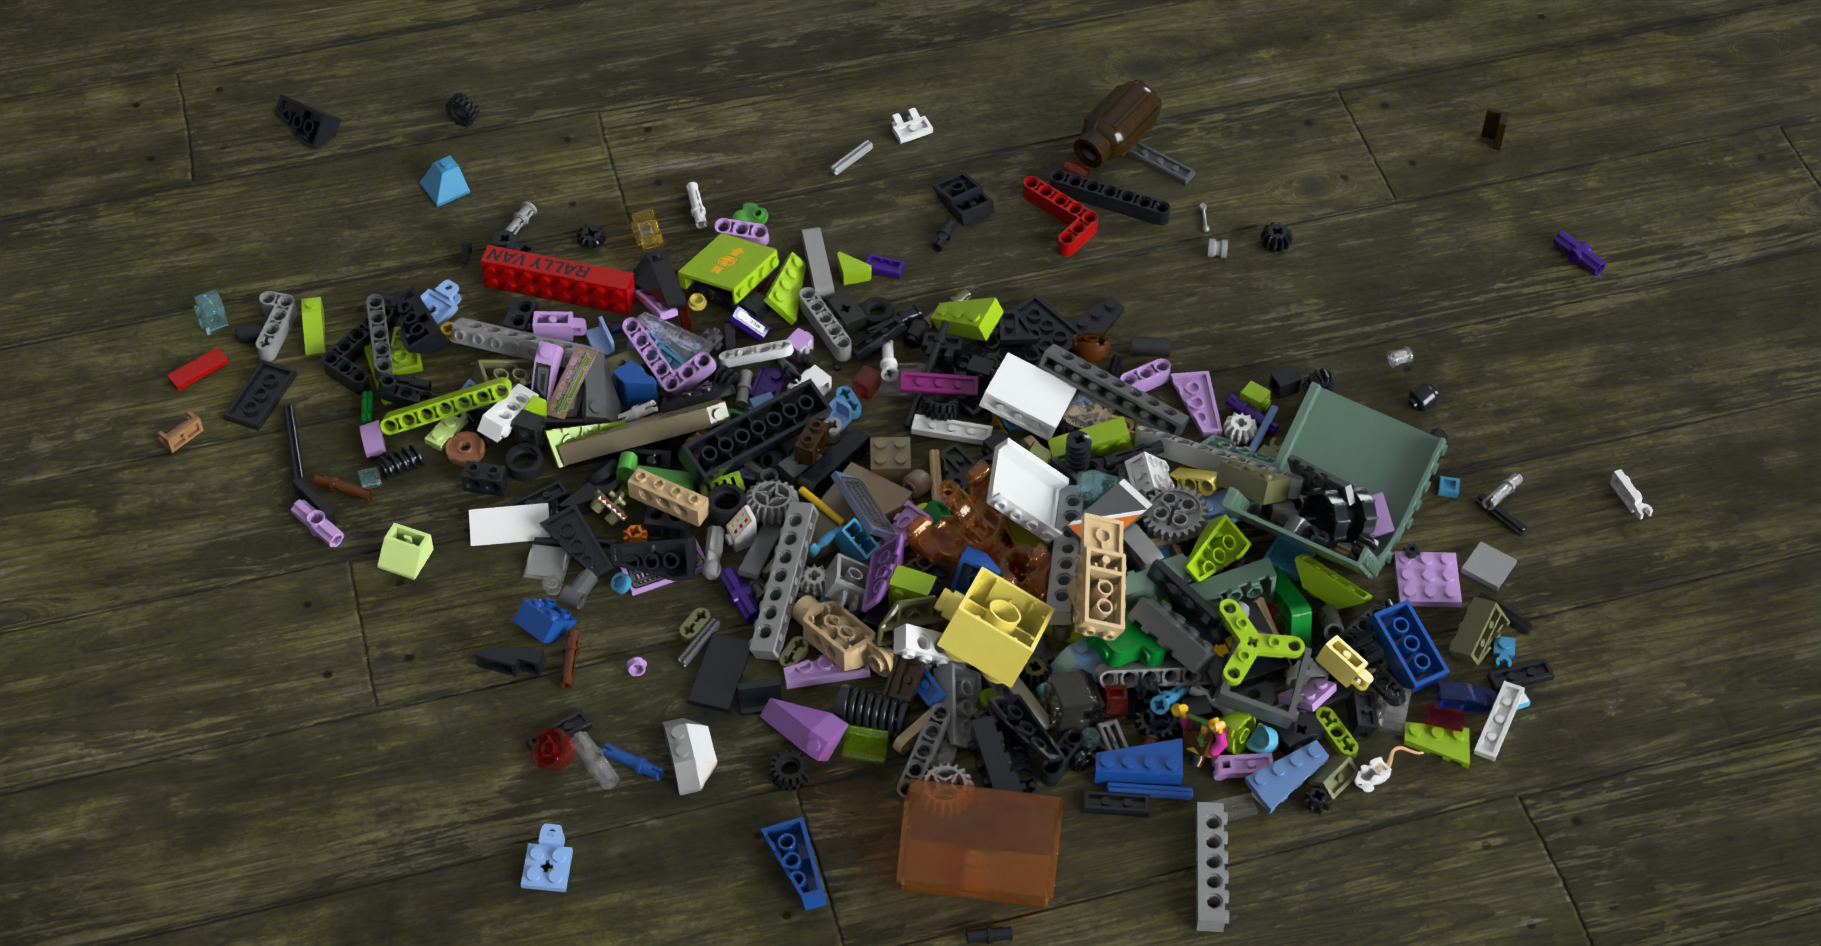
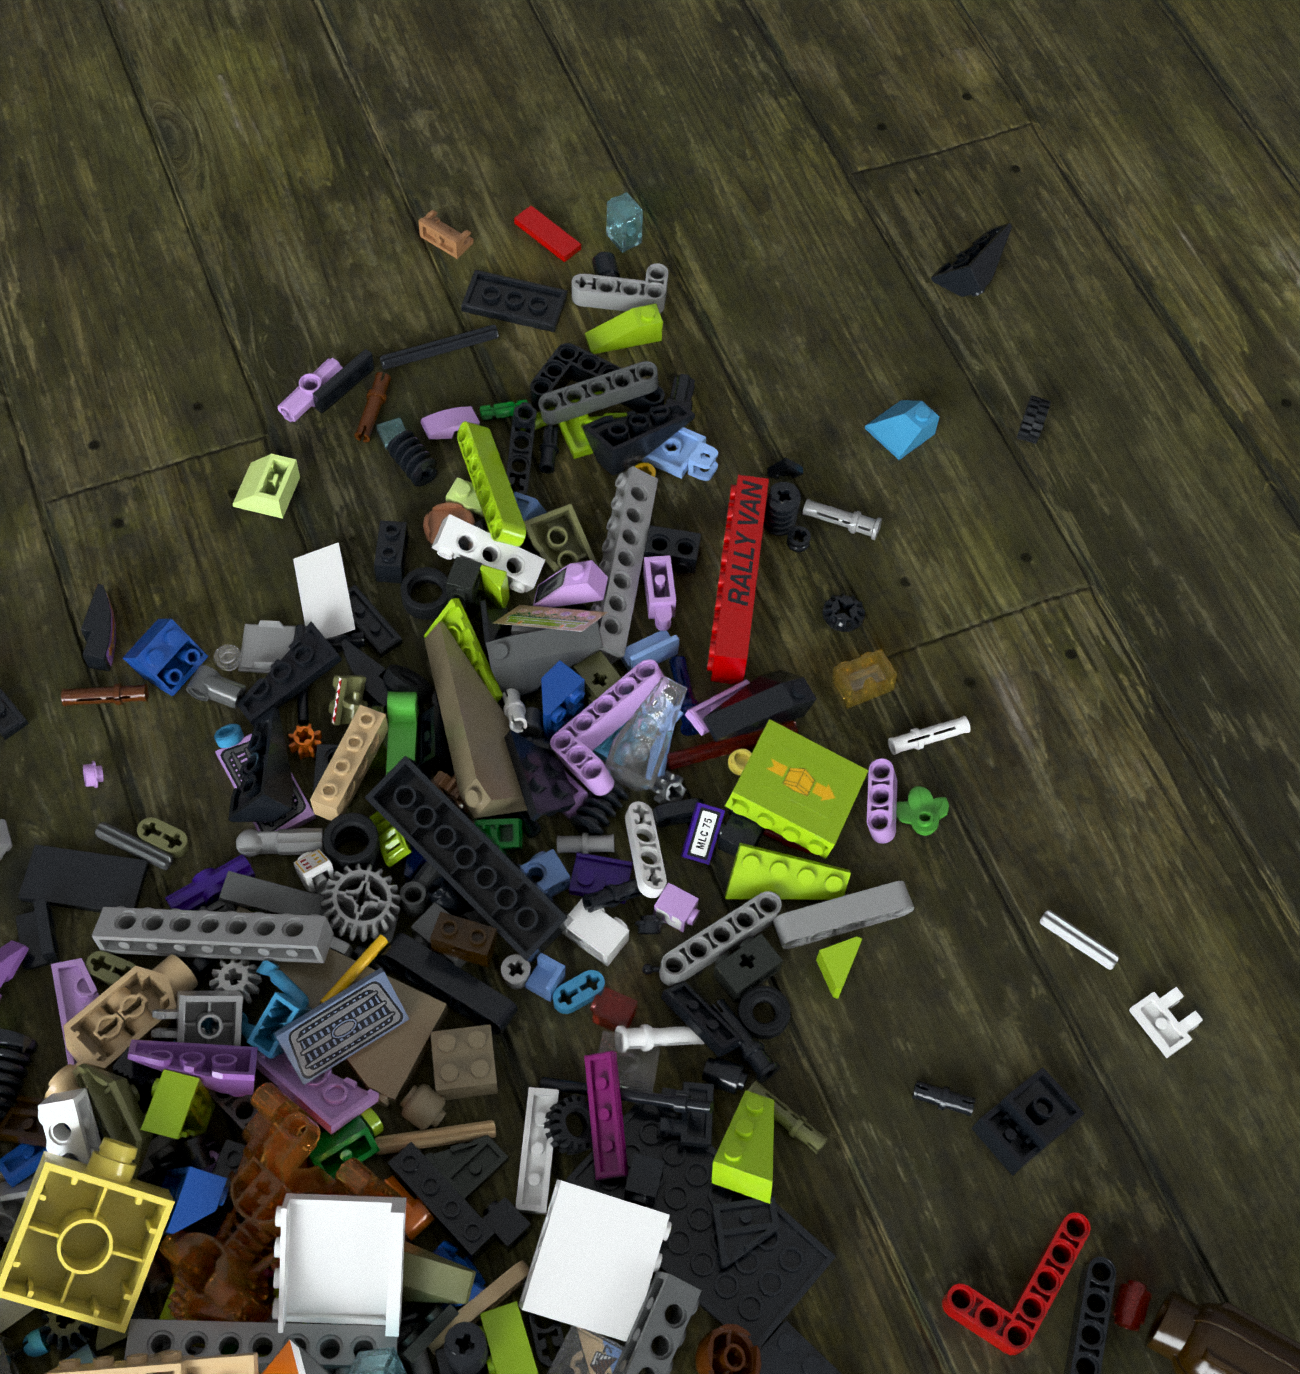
camera: 80 degrees right, 10 degrees up
(886, 266) = (857, 1013): dark purple plate -> none

